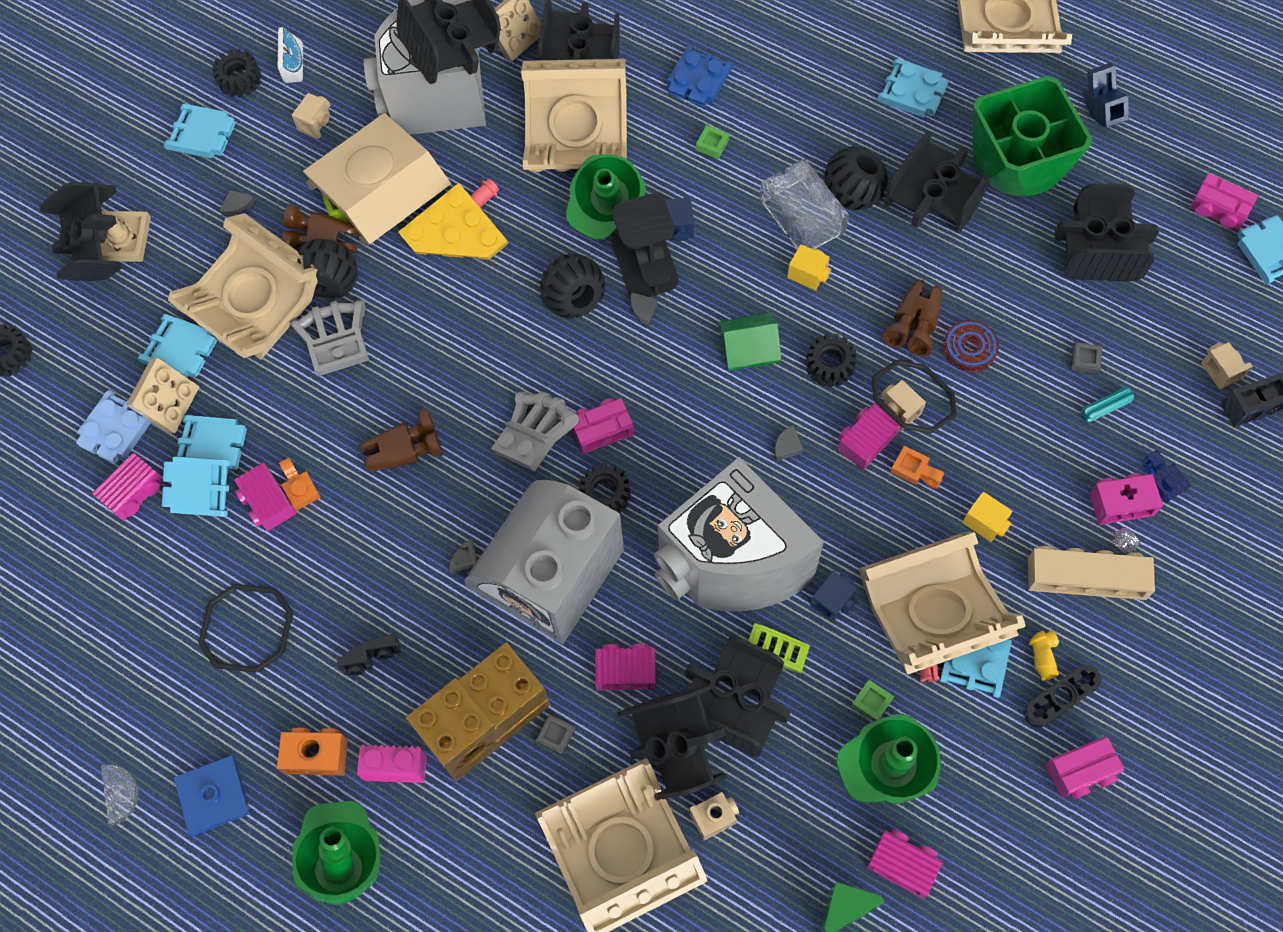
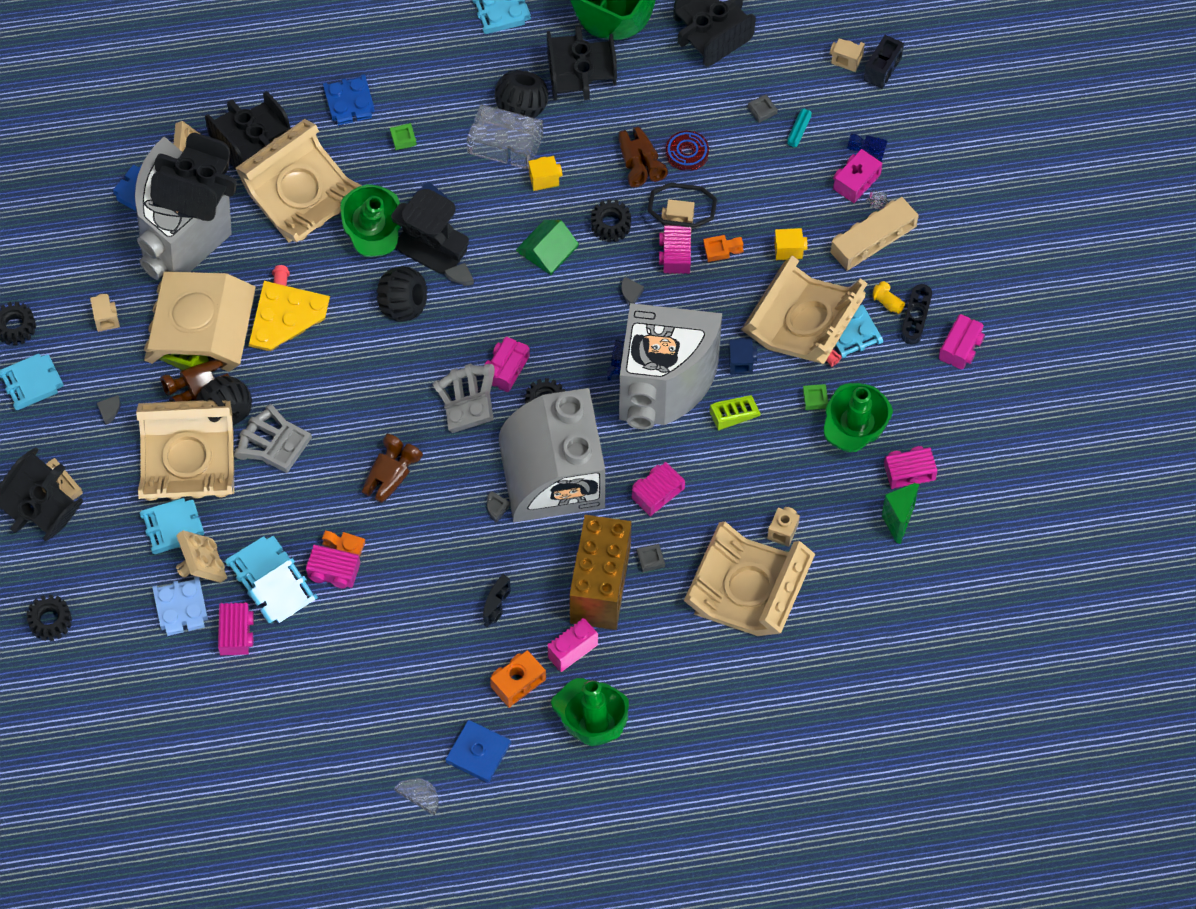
camera: 45 degrees left, 5 degrees down
(241, 667) = (415, 676): black piece -> none
(290, 56) = (41, 286): slope -> none
(674, 736) = (717, 487): black piece -> none
(748, 672) = (743, 465): black piece -> none

